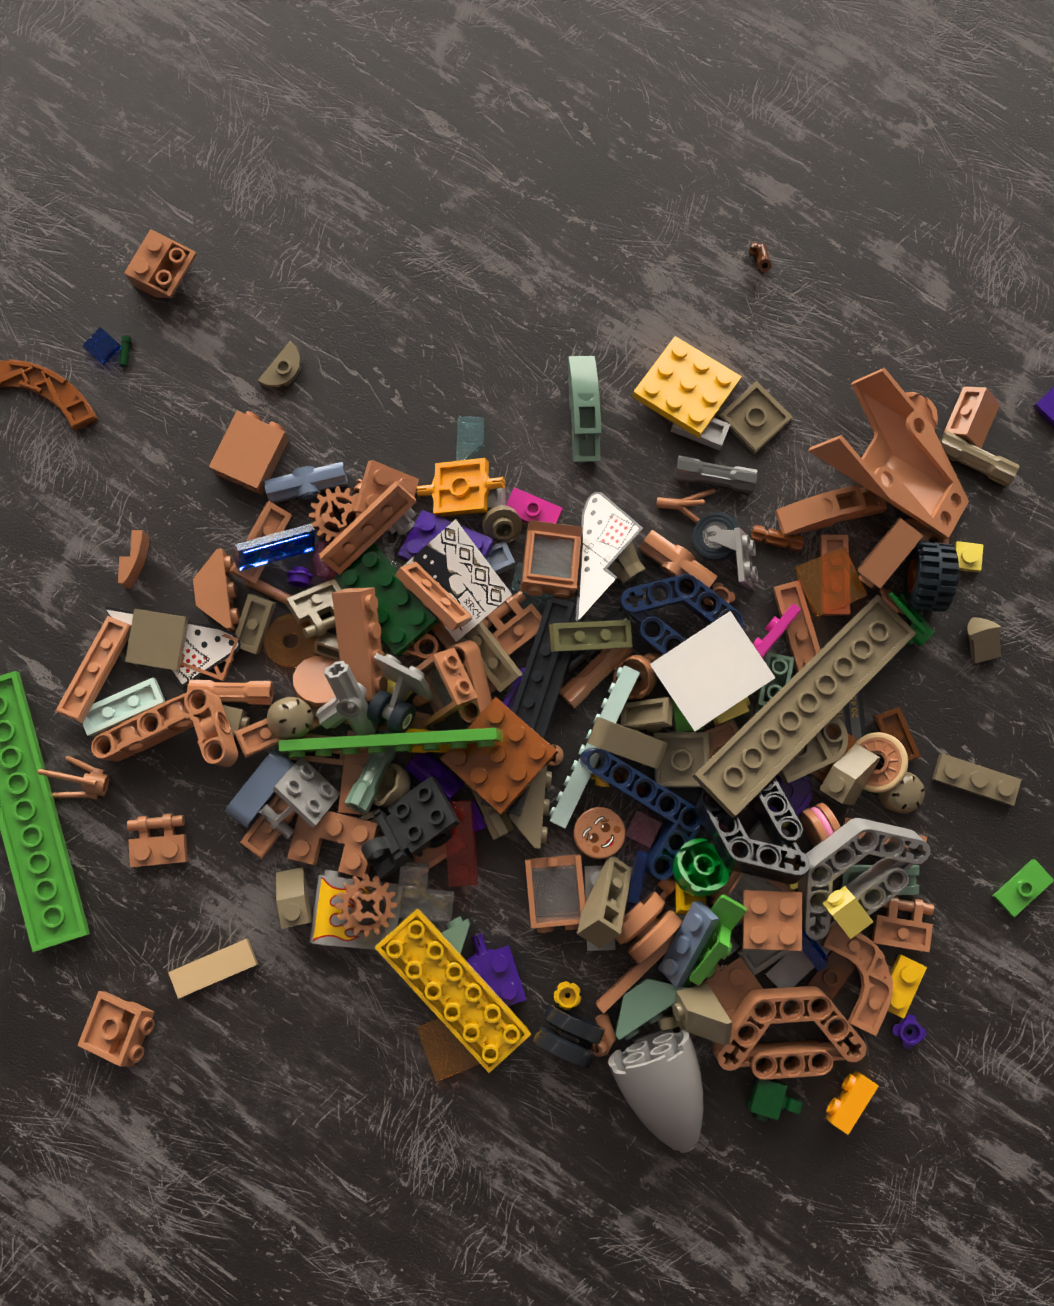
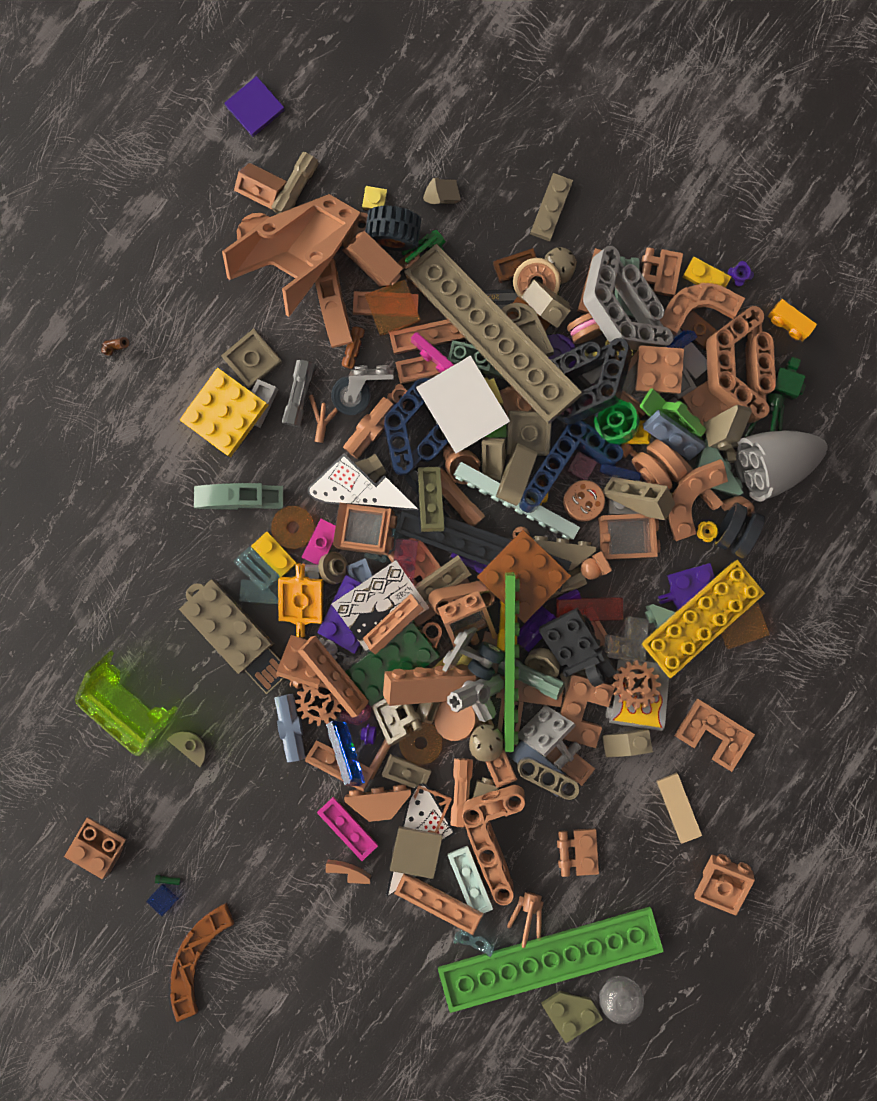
camera: 90 degrees left, 5 degrees up
(39, 730) = (487, 947): none -> clear light blue cap
(185, 556) = (347, 828): none -> dark pink plate
(236, 805) = (557, 783): none -> dark tan beam
(249, 451) = (261, 774): nougat brick -> none
(326, 282) = (118, 709): none -> clear neon green windscreen
(327, 998) = (733, 736): none -> nougat plate
(419, 408) = (232, 633): none -> dark tan piece
(482, 449) = (268, 581): none -> clear light blue tile
(514, 846) = (595, 566): none -> nougat tile
(516, 455) = (274, 554): none -> yellow plate
(516, 611) = (406, 556): none -> clear pink slope
(554, 461) = (281, 521): none -> clear orange tile
(615, 963) = (687, 491): none -> nougat plate
(735, 1081) = (776, 408): none -> dark green plant
(754, 614) = (415, 369): none -> nougat plate
(847, 912) = (655, 312): light yellow brick -> none
(1023, 888) = (635, 179): bright green plate -> none

